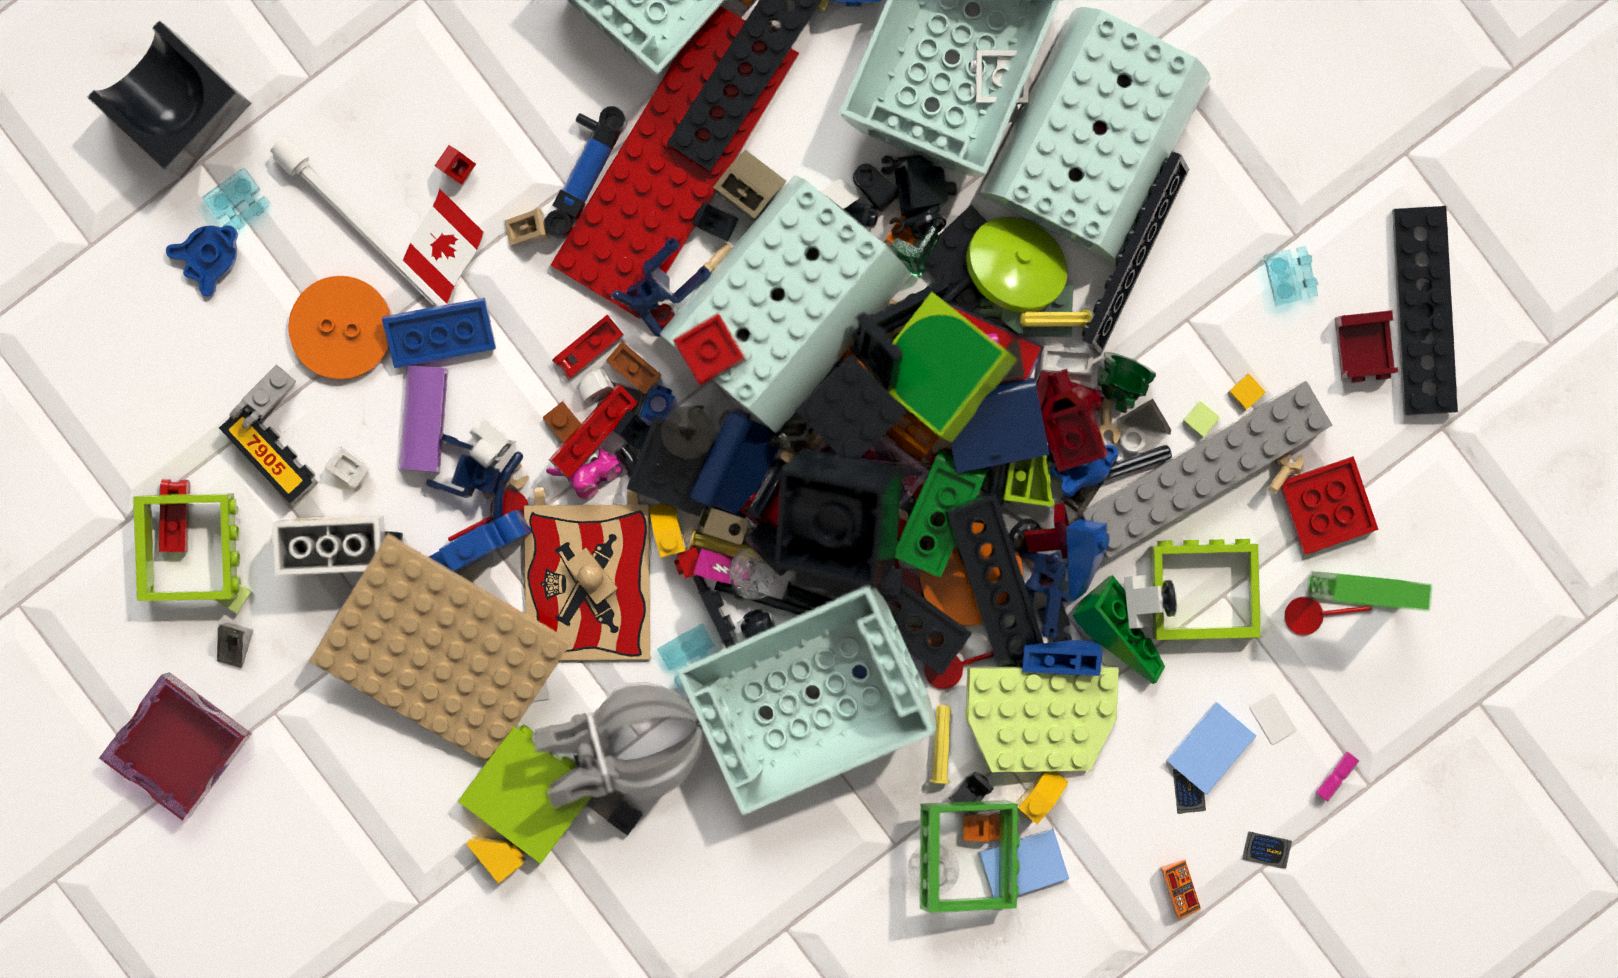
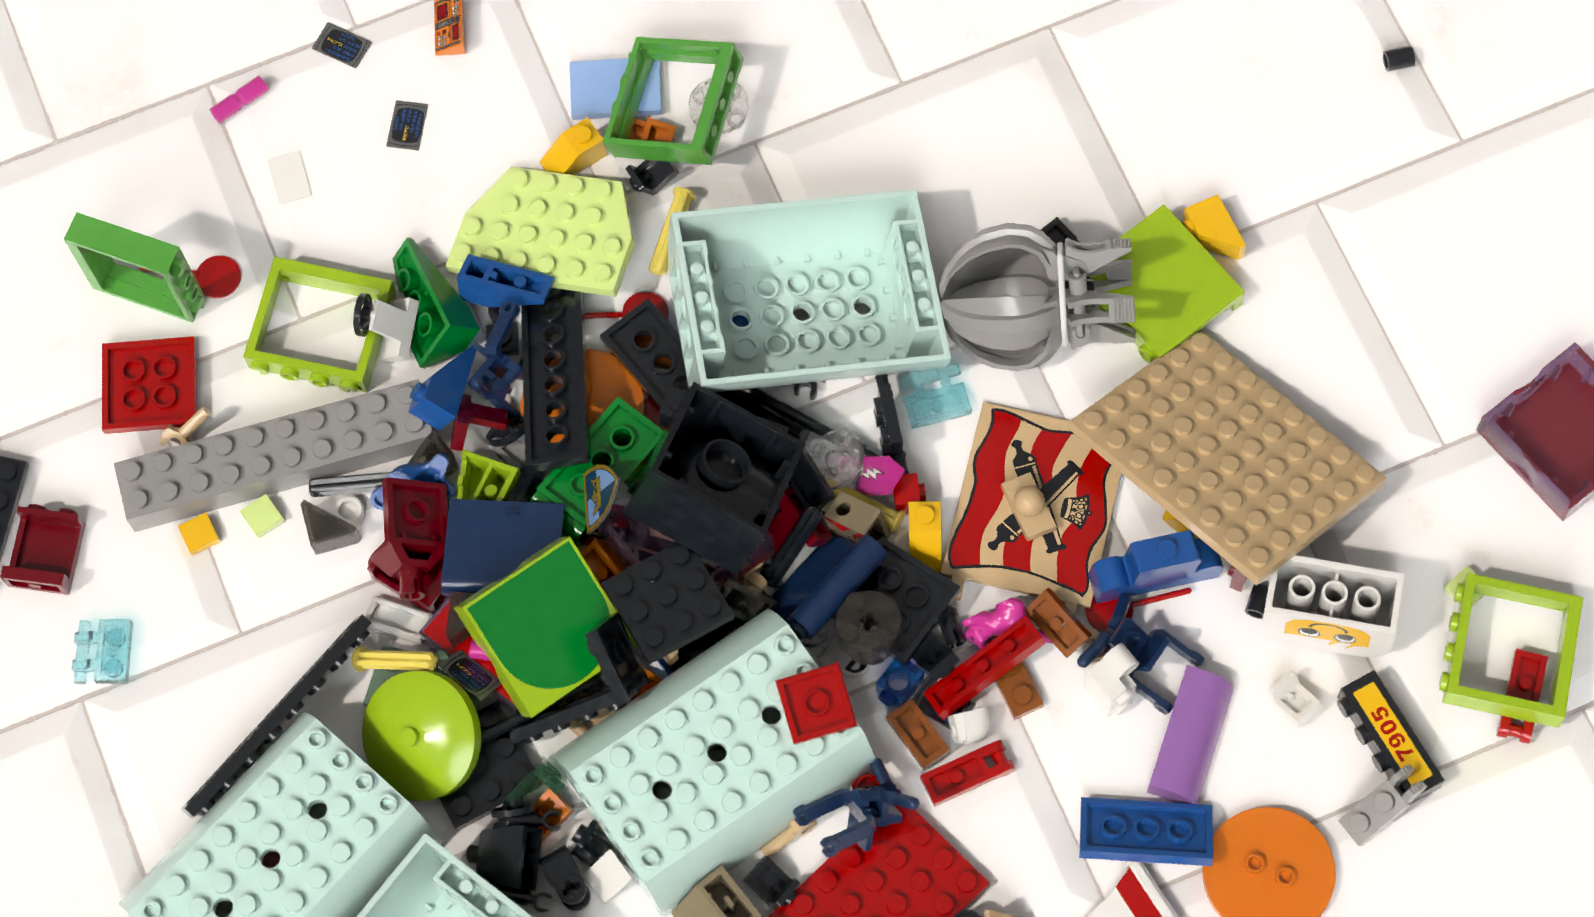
camera: 165 degrees left, 20 degrees down
(233, 644) = (1476, 532): clear smoke slope -> none
(544, 481) = (1058, 622): none -> dark orange plate
(756, 622) = (846, 402): black head -> none
(927, 483) = (602, 491): none -> shield
(992, 319) = (470, 674): none -> sticker
(1107, 424) = (373, 537): tan bar -> none
(1123, 380) = (336, 576): dark green helmet -> none
(1211, 748) = (368, 161): light blue tile -> none

